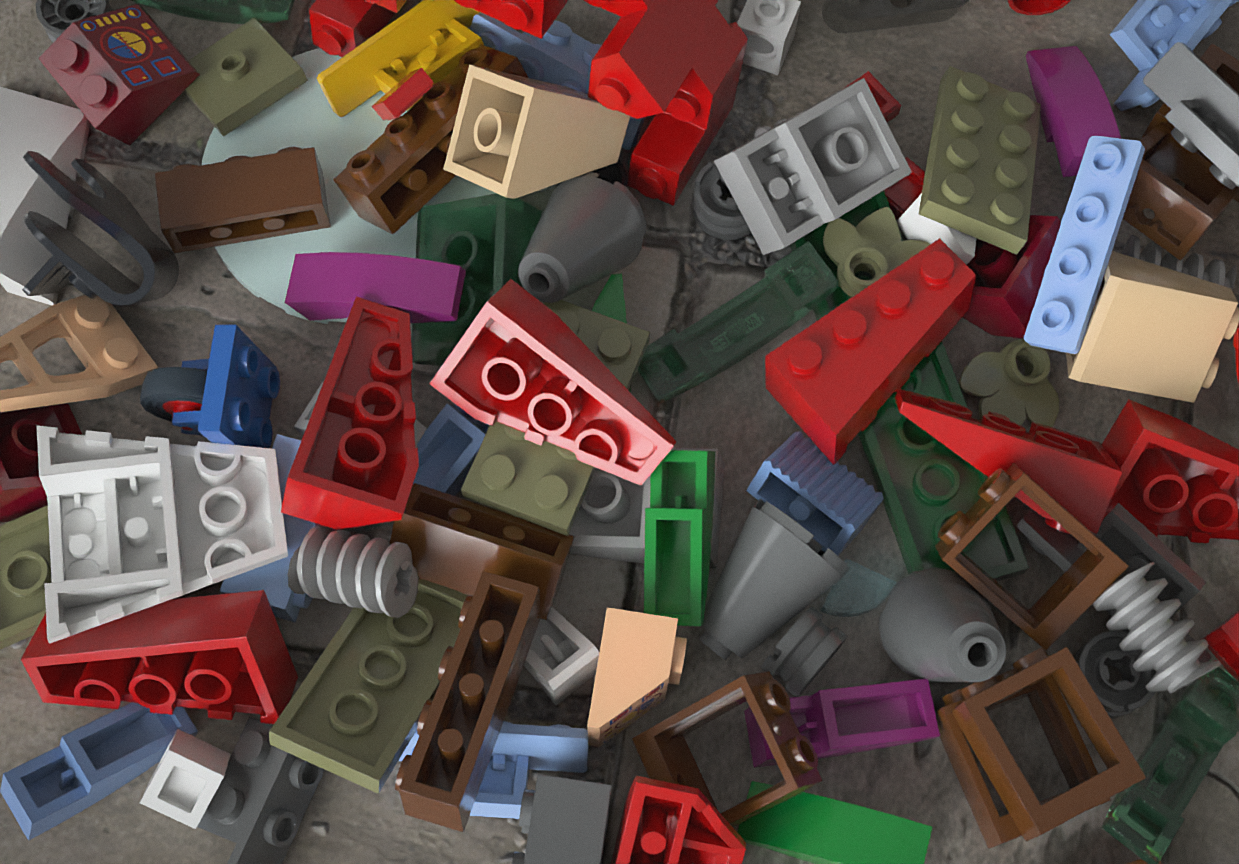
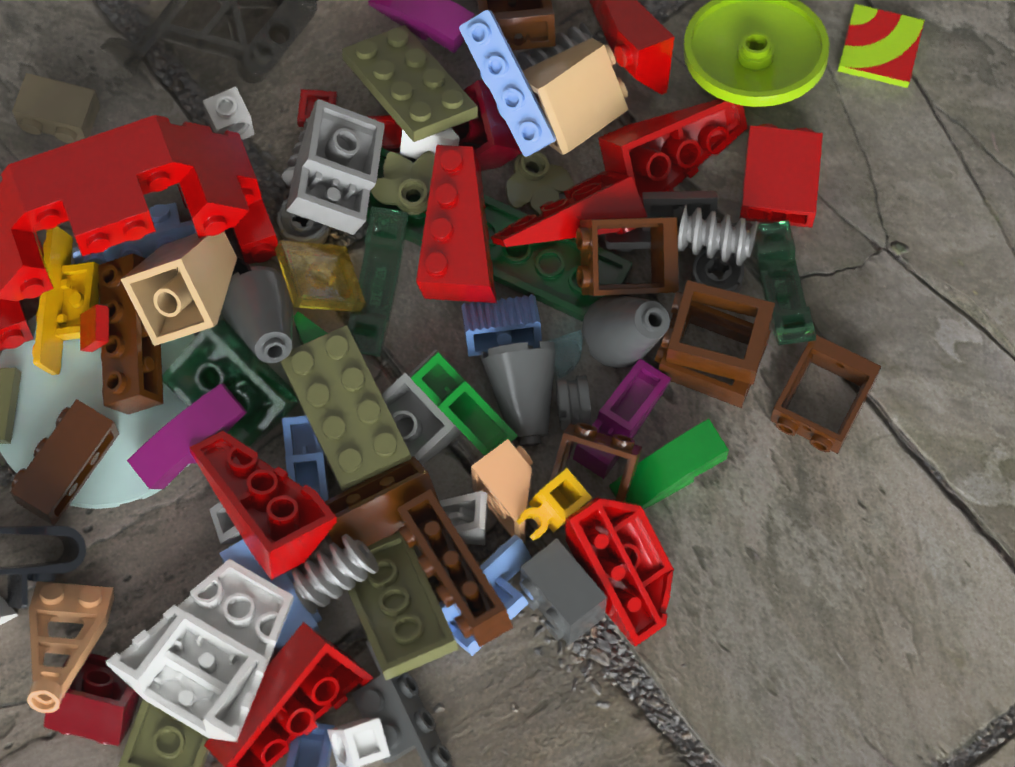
camera: 45 degrees left, 0 degrees up
(218, 396) = (165, 566): blue plate -> none
(541, 379) = (325, 395): red wedge -> none
(651, 746) = (555, 503): none -> yellow brick
(681, 261) = (320, 276): none -> clear yellow tile

